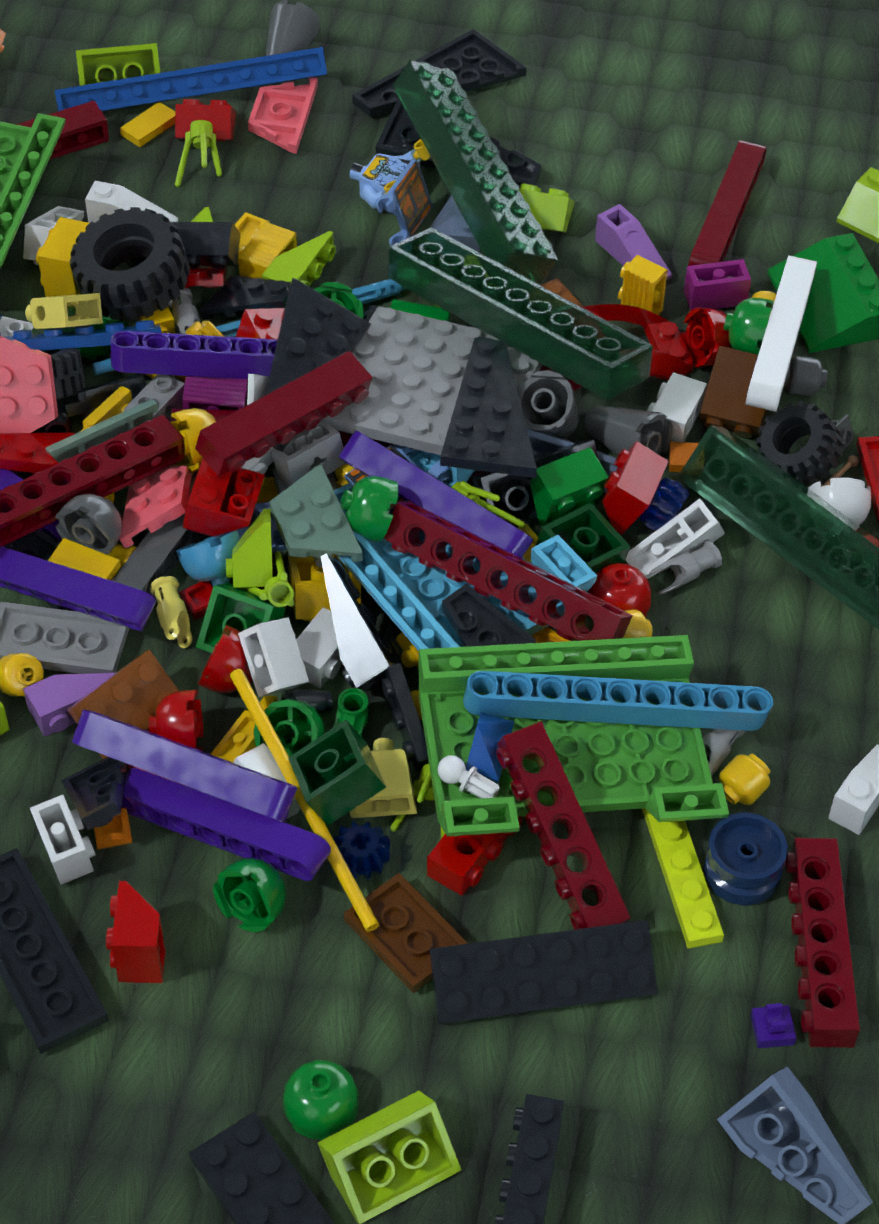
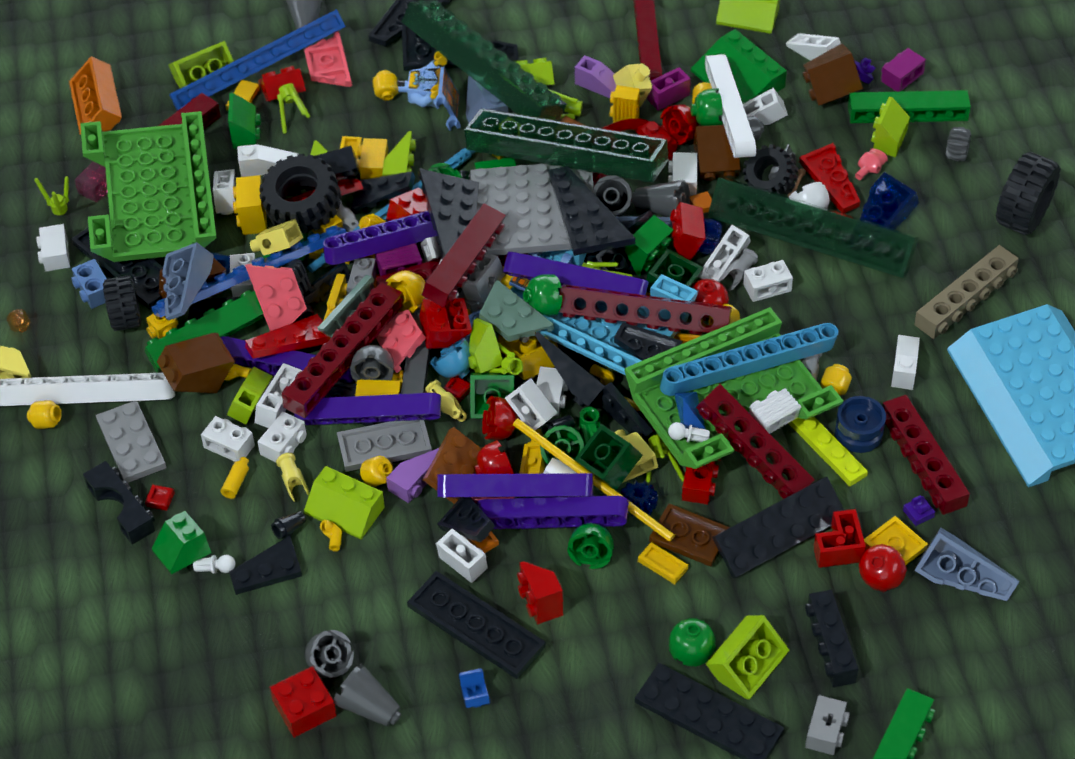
camera: 20 degrees left, 0 degrees up
(123, 151) = (243, 122): none -> green slope
(337, 164) = (385, 85): none -> yellow head
(346, 960) = (662, 563): none -> yellow tile
(572, 268) = (573, 106): none -> lime plant
(614, 792) = (775, 410): none -> white brick
(623, 1036) = (843, 543): none -> red brick
(665, 1095) = (882, 567): none -> red cylinder
(674, 254) = (635, 76): none -> light yellow torso
(706, 1066) = (900, 537): none -> yellow plate
(720, 598) = (768, 280): none -> white brick
(841, 354) = (766, 107): none -> white slope

